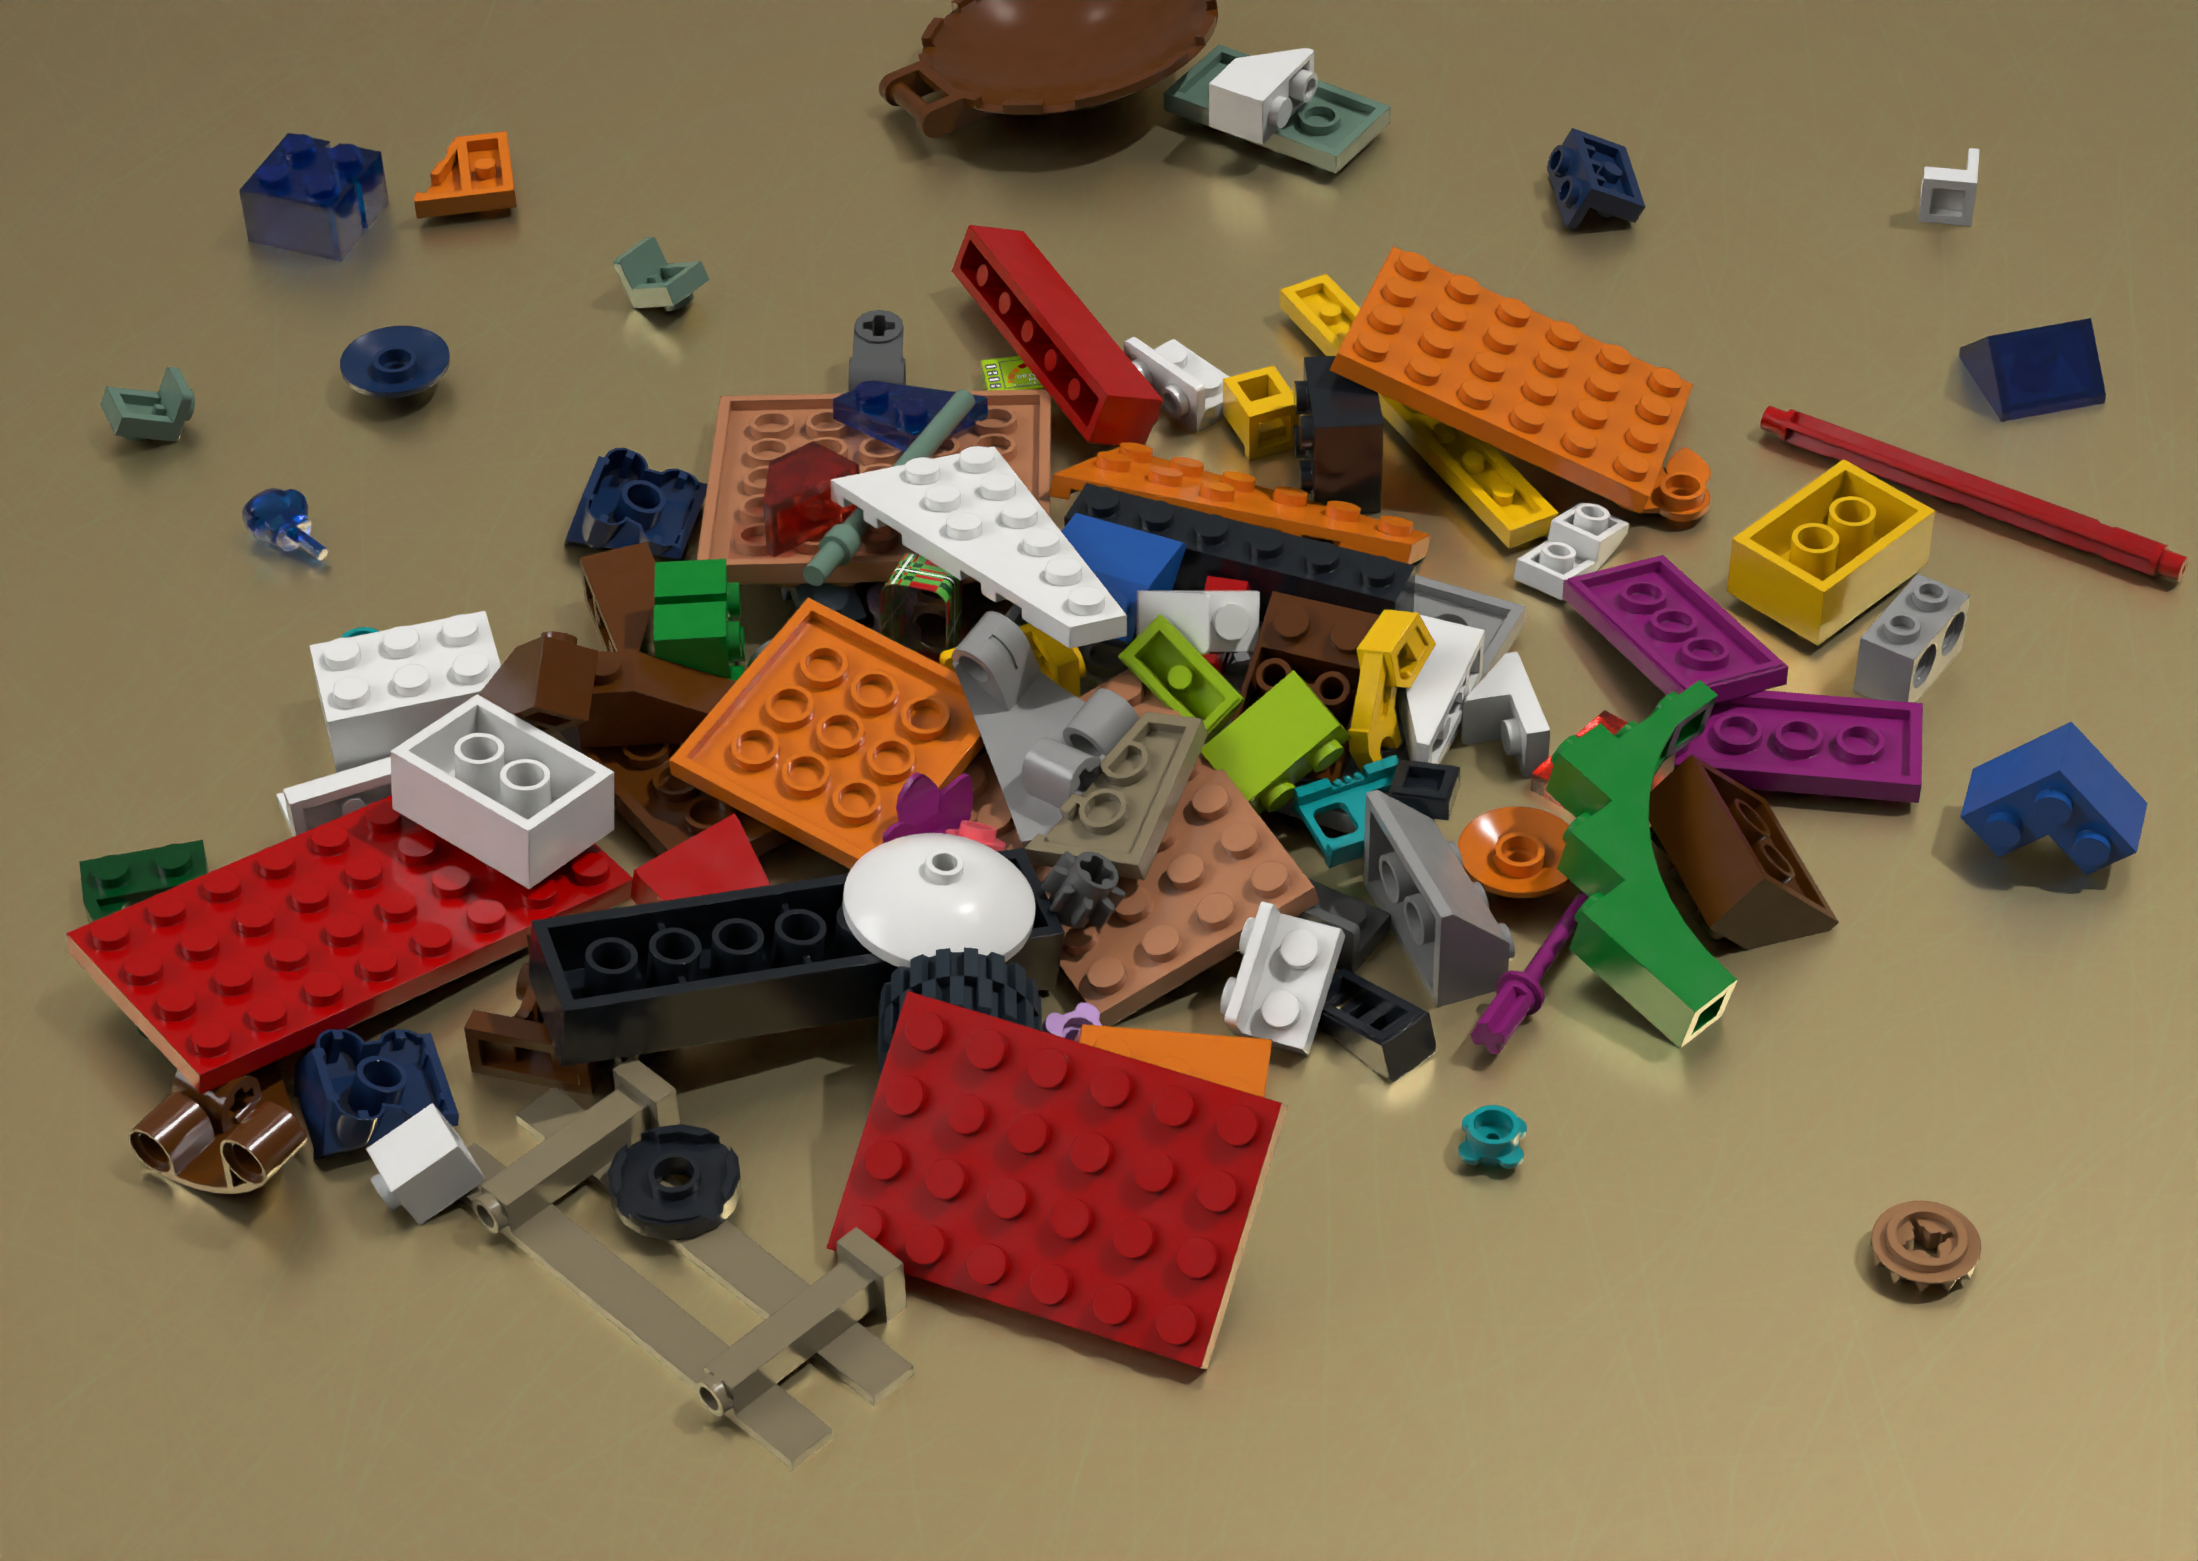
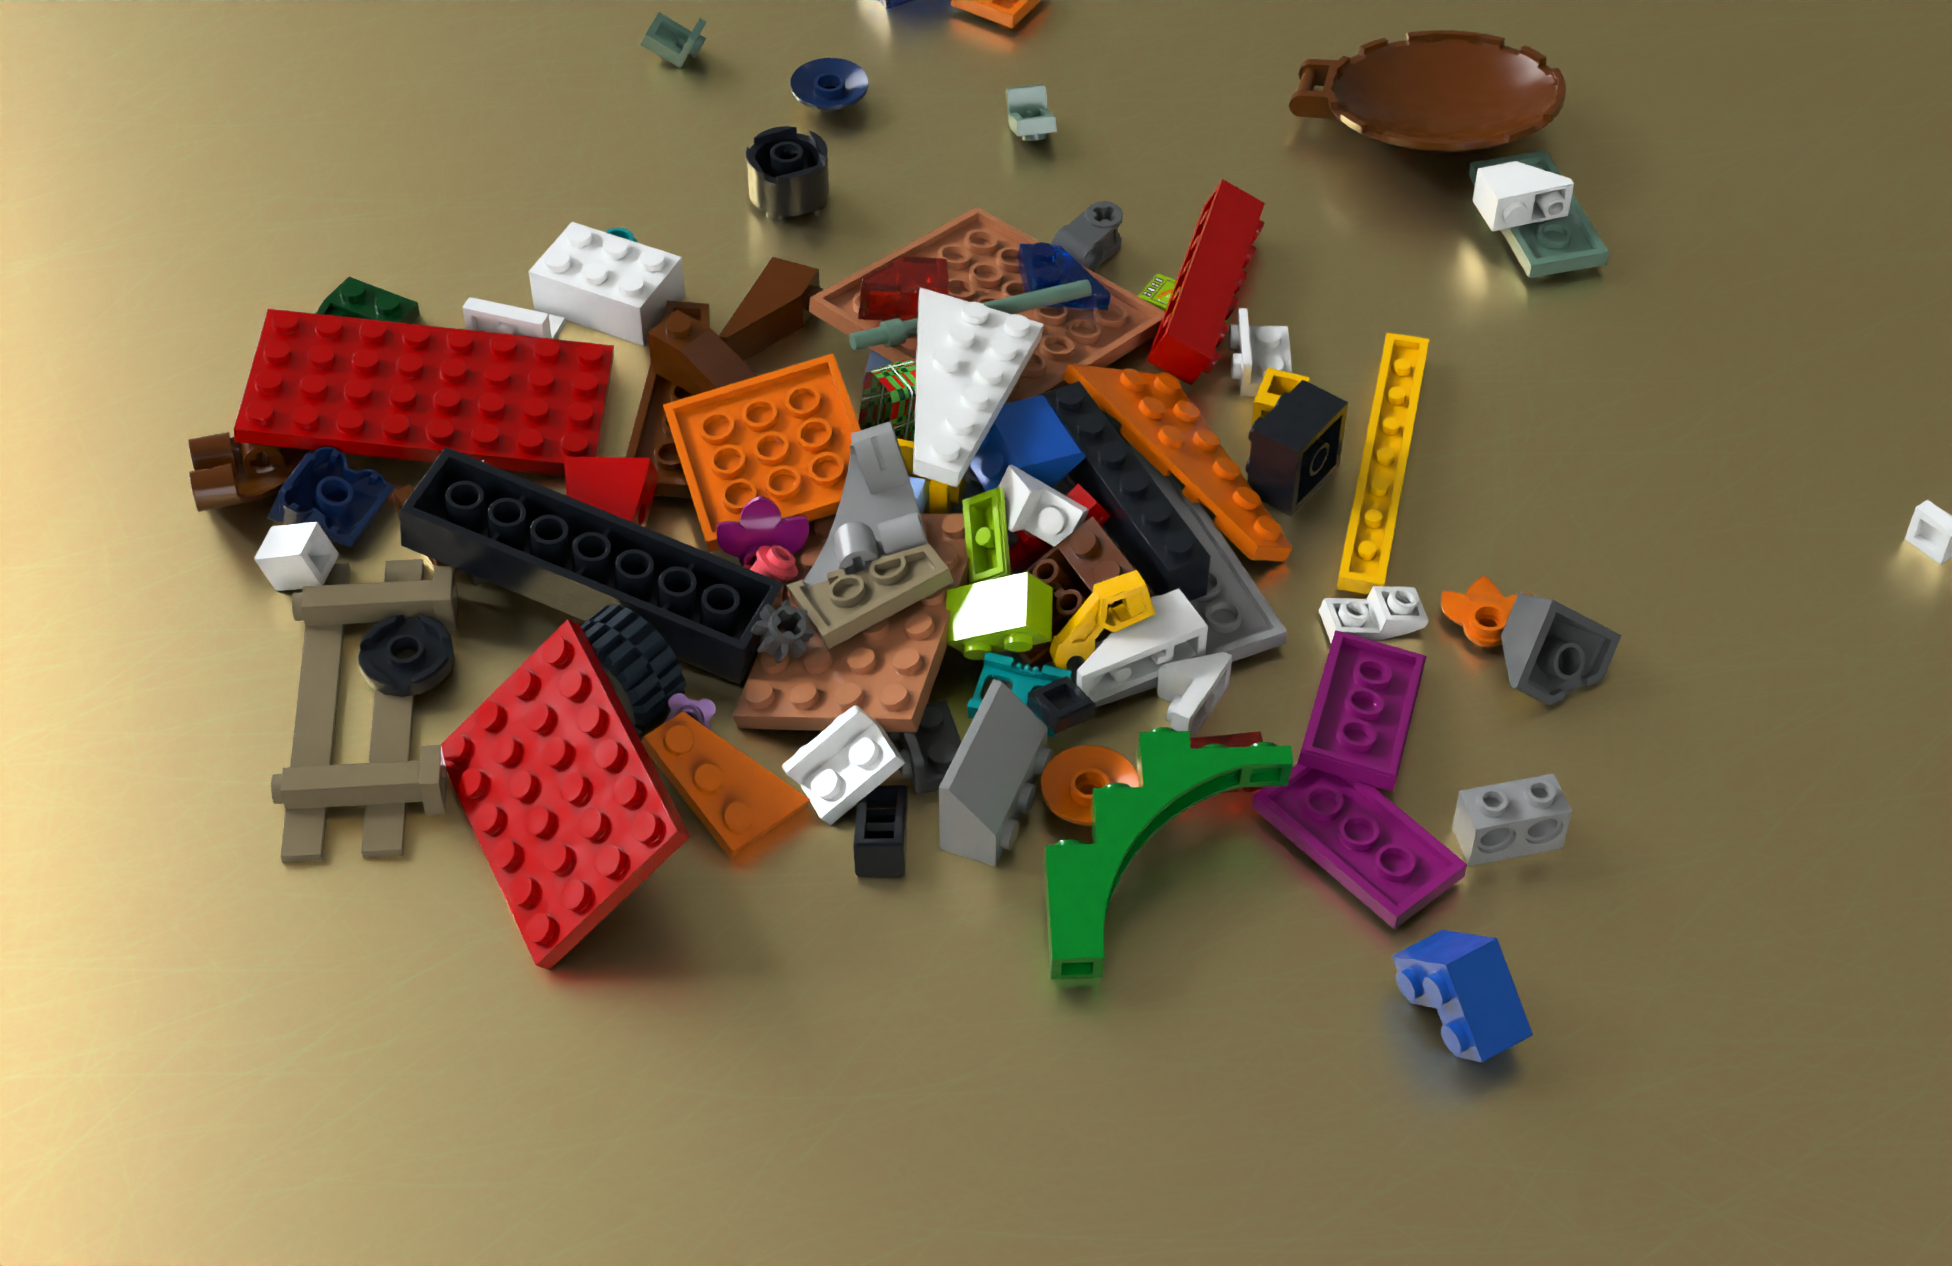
camera: 40 degrees right, 5 degrees up
(282, 520) = (667, 143): clear blue piece -> none
(475, 470) = (787, 172): none -> black brick
(502, 790) = (555, 367): white brick -> none
(546, 682) = (632, 315): reddish brown slope -> none
(636, 505) = (848, 240): dark blue slope -> none
(696, 616) = (775, 343): green piece -> none
(935, 896) = (687, 583): white dish -> none
(1492, 1137) = (861, 940): teal plate -> none
(1514, 378) = (1443, 477): orange plate -> none
(1520, 991) = (981, 874): magenta piece -> none
(1596, 176) = (1694, 378): dark blue bracket -> none
(1734, 859) = (1220, 883): reddish brown slope -> none
(1759, 466) = (1554, 648): none -> dark grey slope
(1830, 551) = (1527, 722): yellow brick -> none
(1935, 1227) = (1020, 1195): medium nougat gear -> none
(1976, 493) = (1699, 754): red piece -> none
(2037, 369) = (1849, 694): clear blue slope -> none

